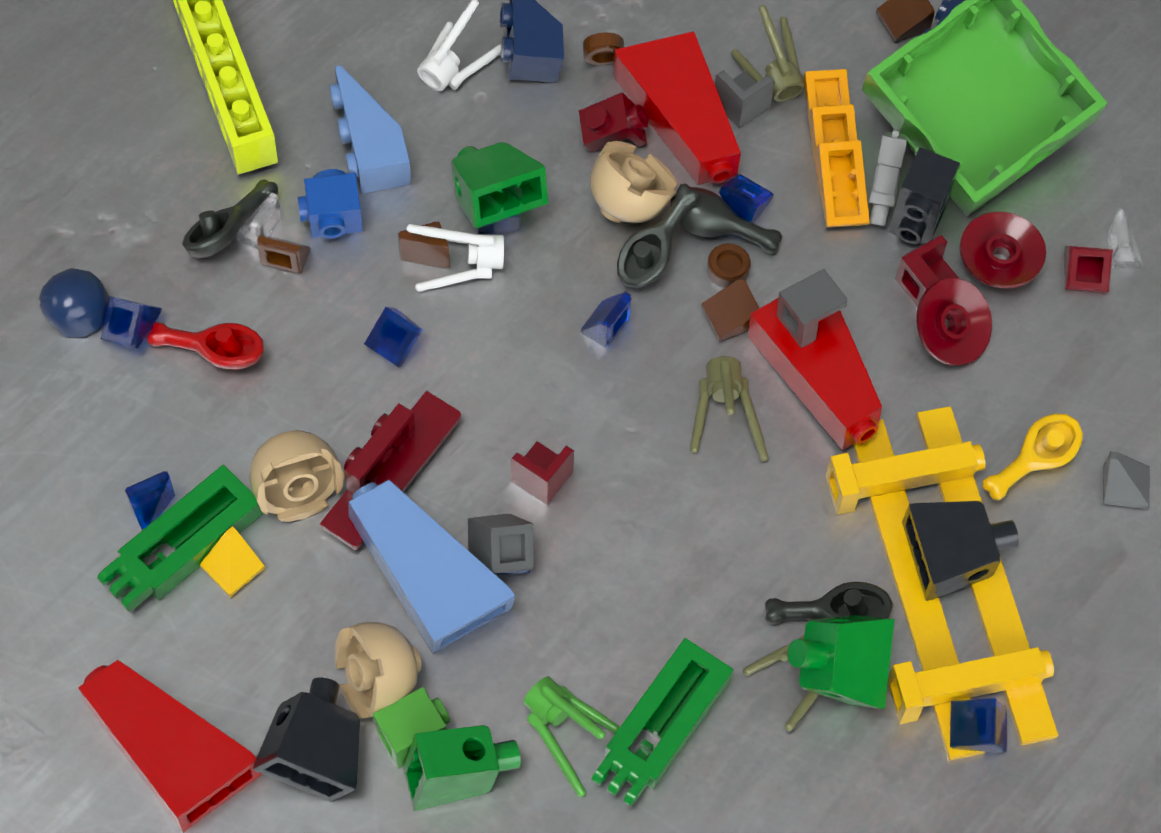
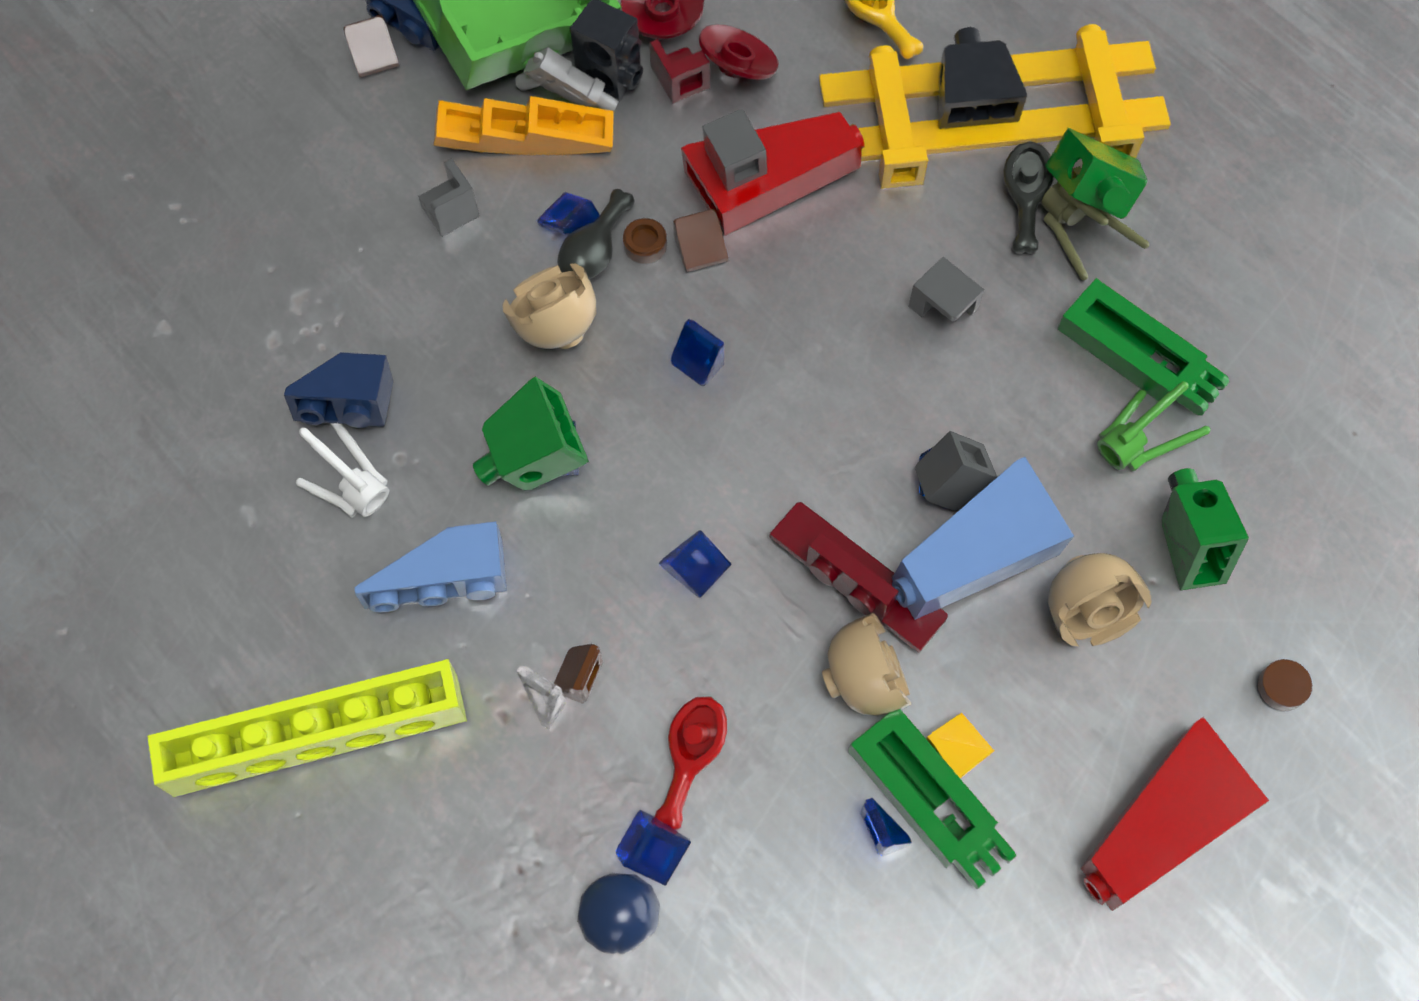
camera: 80 degrees left, 5 degrees up
(219, 228) = (540, 741): pearl dark grey piece -> none
(313, 743) = (1178, 663): black torso -> none
(331, 204) = (528, 615): blue brick -> none
(404, 719) = (1159, 567): bright green brick -> none
(424, 249) = (595, 514): reddish brown slope -> none
(483, 250) = (605, 467): white plant -> none
(542, 471) = (871, 427): dark red panel -> none
(600, 48) = (368, 324): reddish brown tile -> none
(613, 121) = (463, 326): dark red bracket -> none
(649, 249) = (628, 302): pearl dark grey piece -> none
(681, 104) = (453, 255): red slope -> none
(697, 526) = (946, 290): none -> dark grey panel
(726, 385) = (783, 254): olive plant -> none
(783, 71) = (429, 164): olive plant -> none
(978, 725) = (1147, 94): clear blue slope -> none

